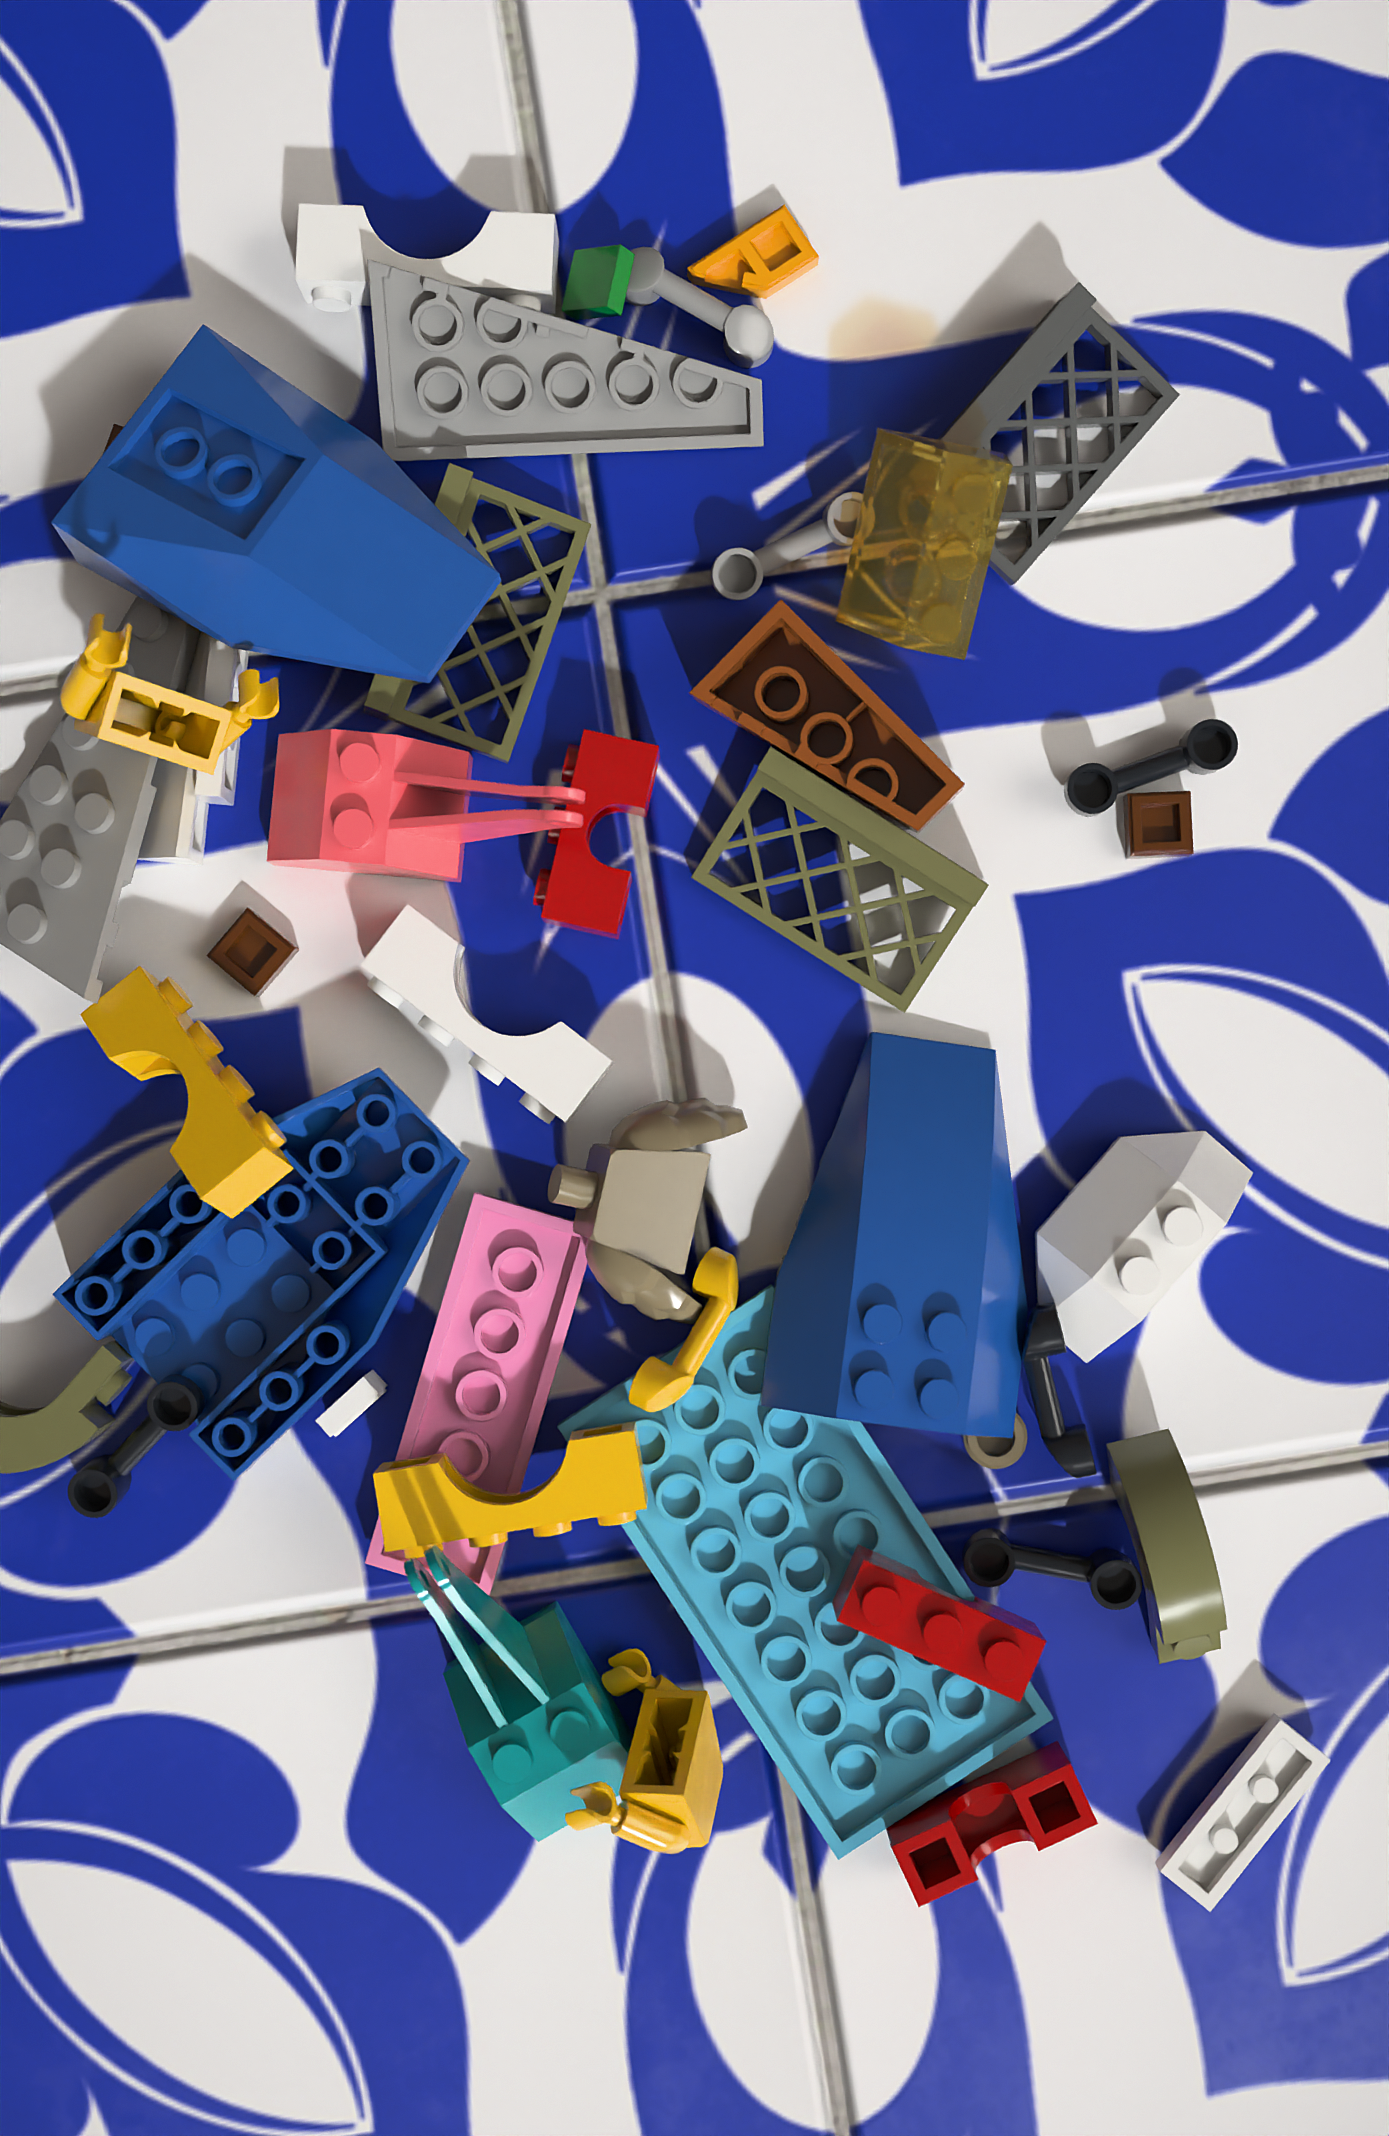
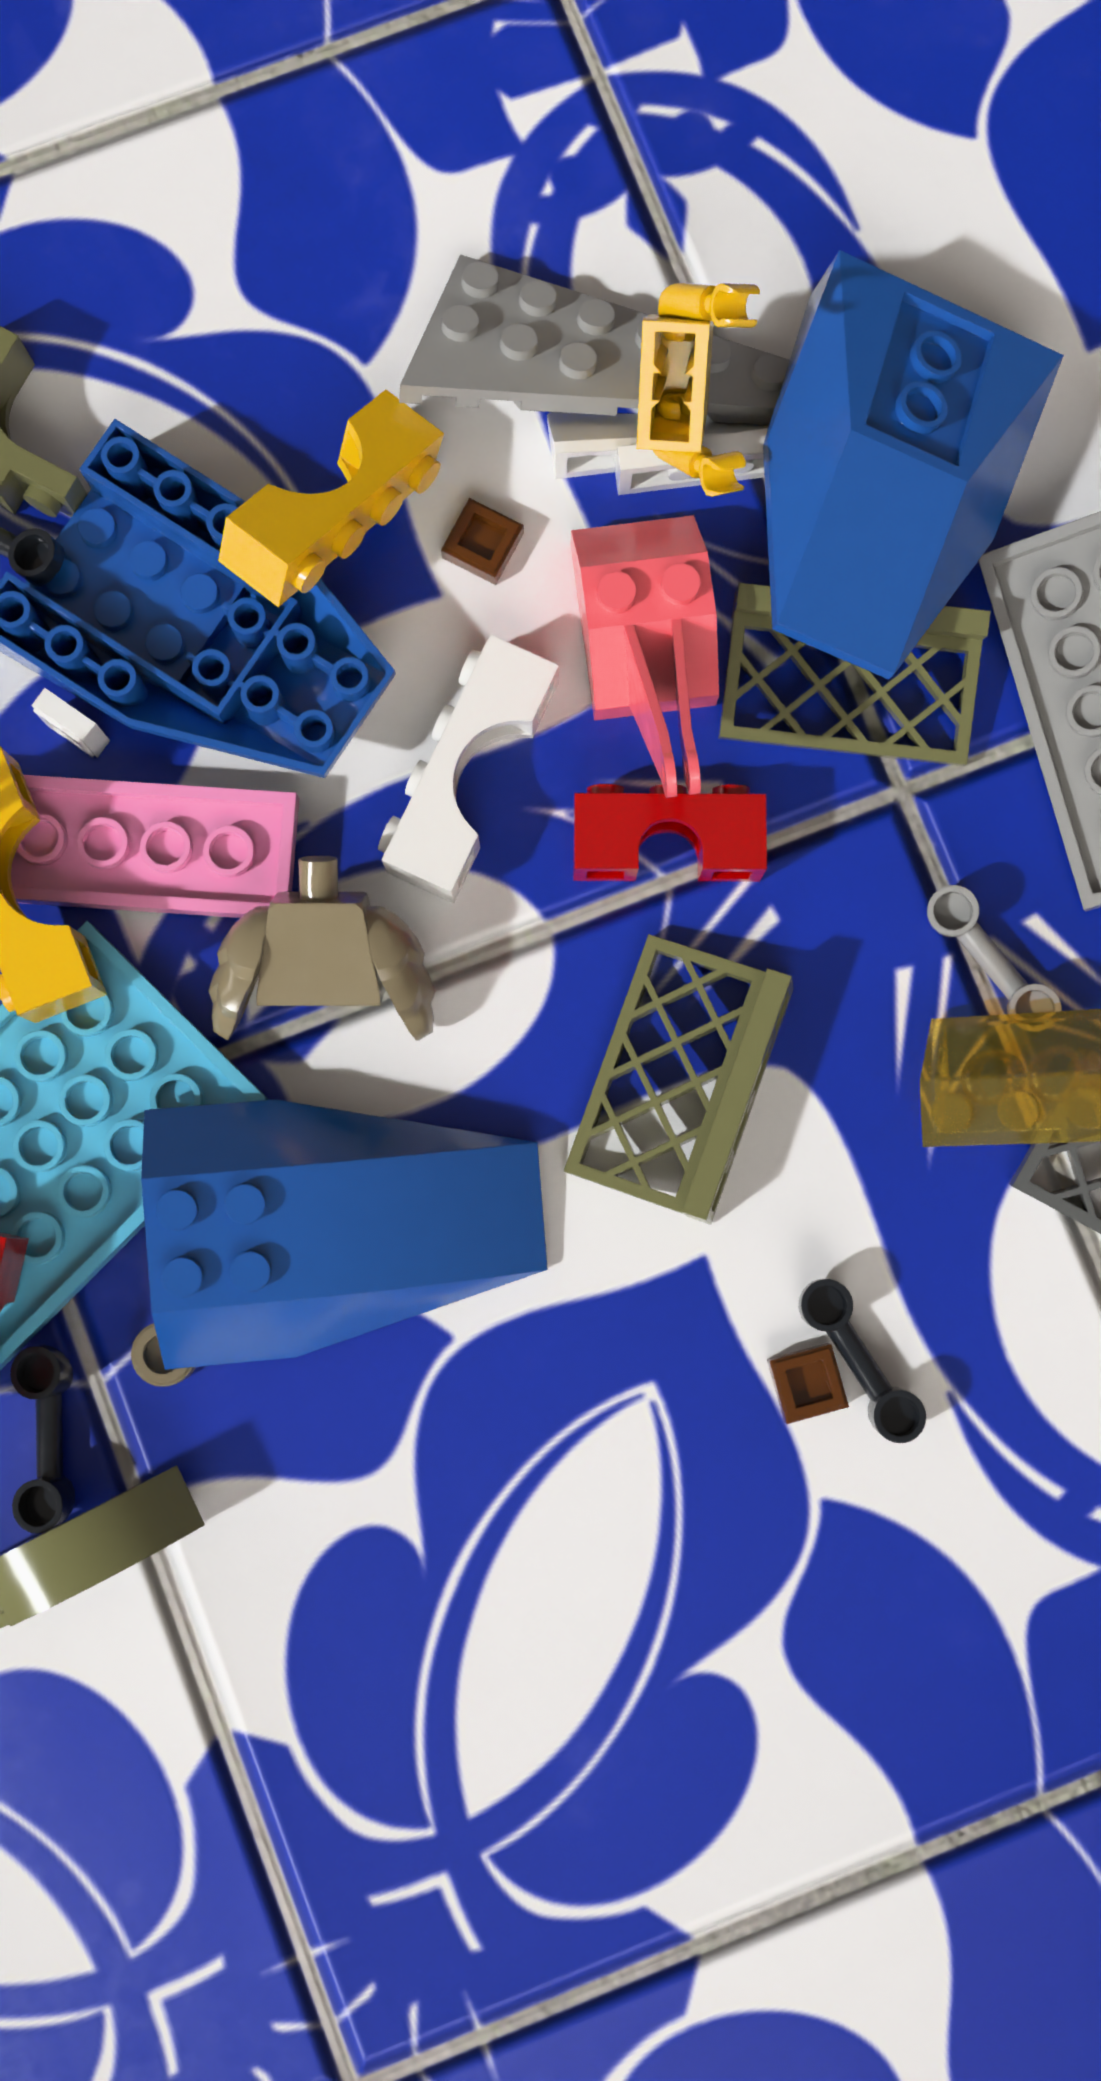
camera: 75 degrees right, 5 degrees down
(663, 1384) = (145, 1005): yellow bar -> none
(820, 713) = (837, 1016): dark orange wedge -> none
(1066, 1444) = (167, 1428): black bar -> none
(1133, 1232) = (395, 1445): white wedge -> none

